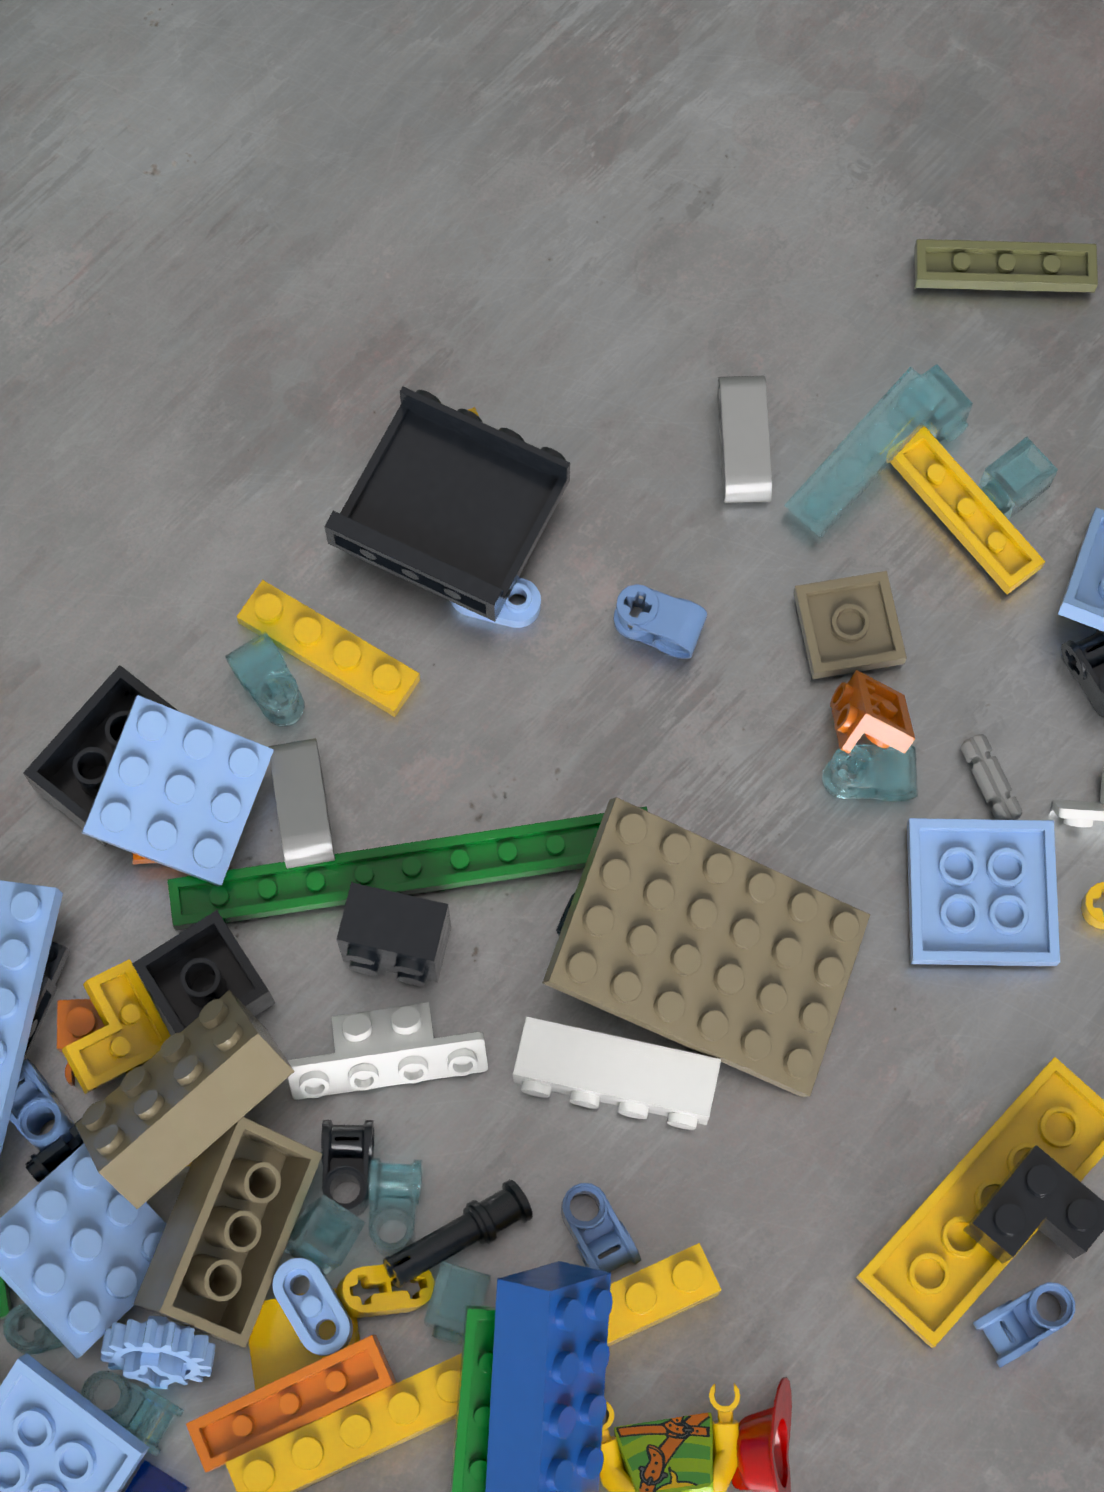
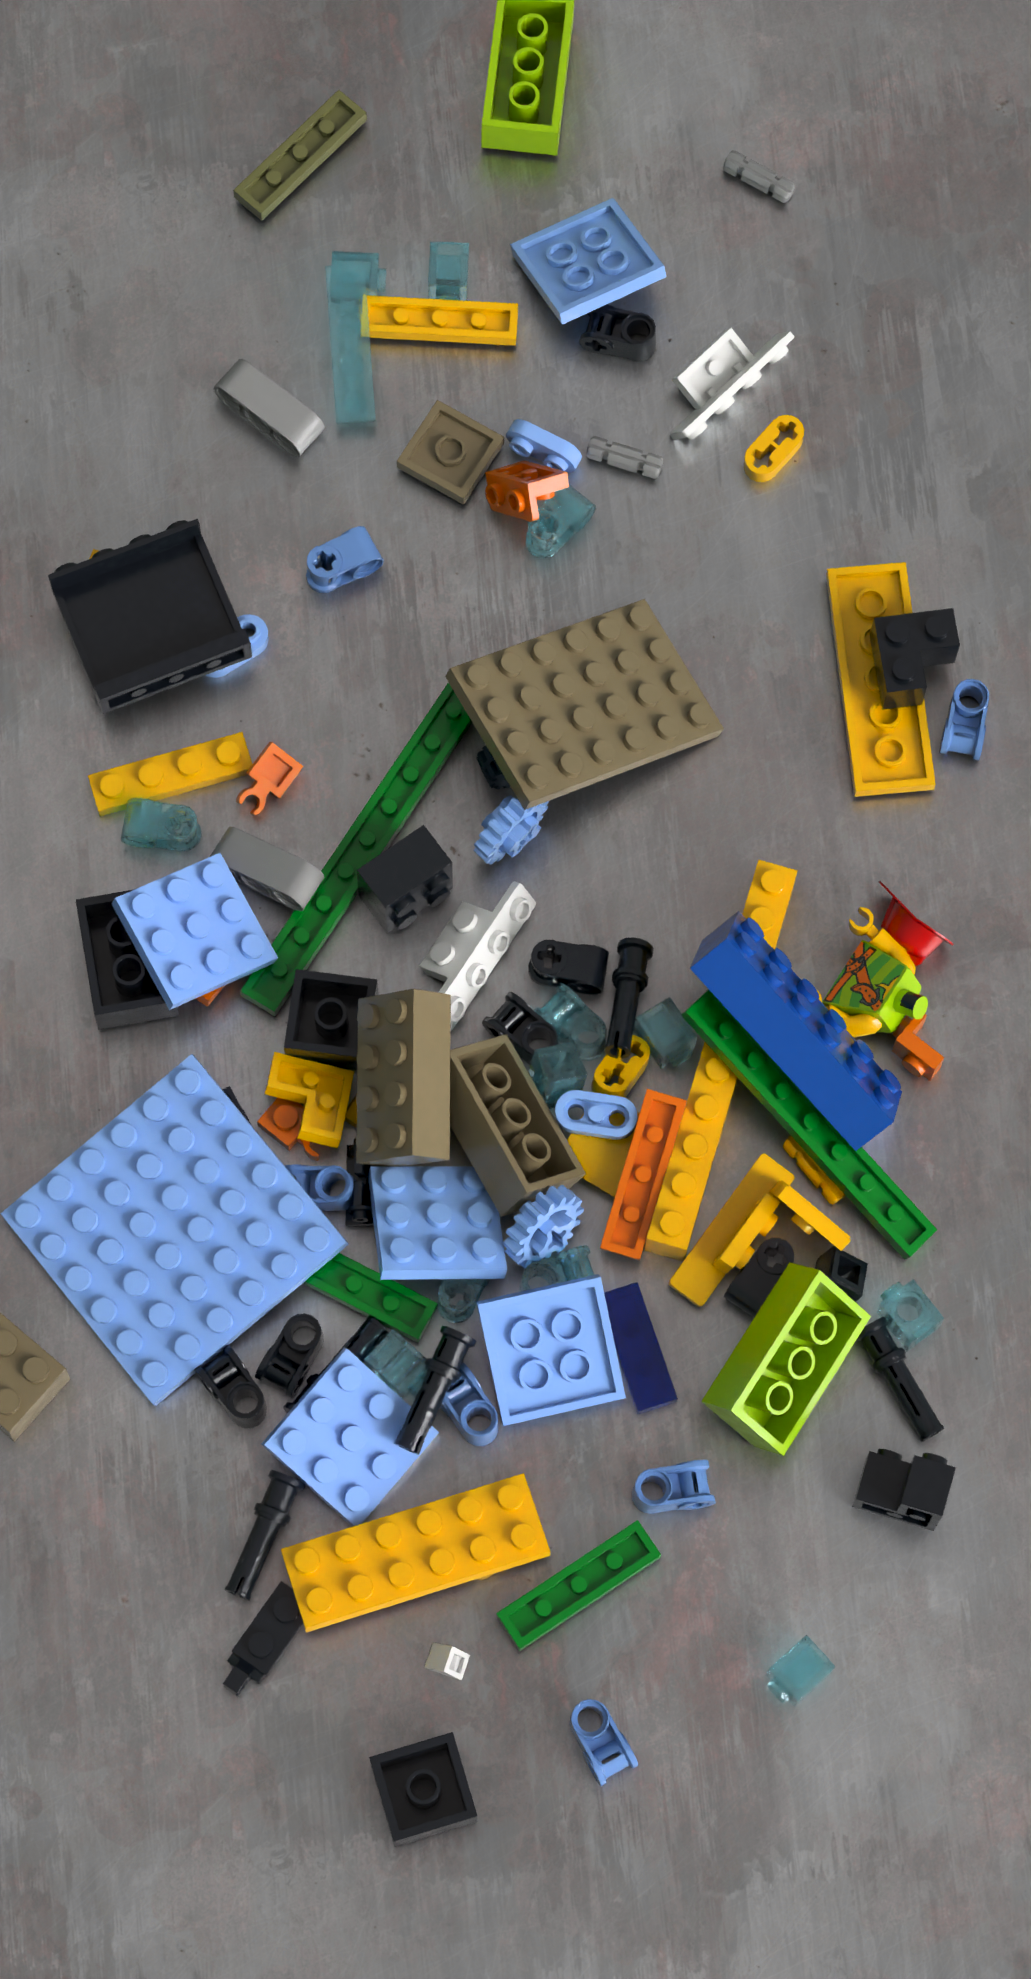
camera: 50 degrees left, 0 degrees up
(400, 731) = (271, 773): none -> orange plate
(453, 1161) = (575, 965): none -> black piece
(520, 986) = (508, 829): none -> light blue gear
(600, 1233) = (698, 915): medium blue piece -> none
(616, 1072) = (608, 826): white brick -> none
(934, 718) = (534, 441): none -> light blue plate
(982, 892) = (690, 522): light blue plate -> none

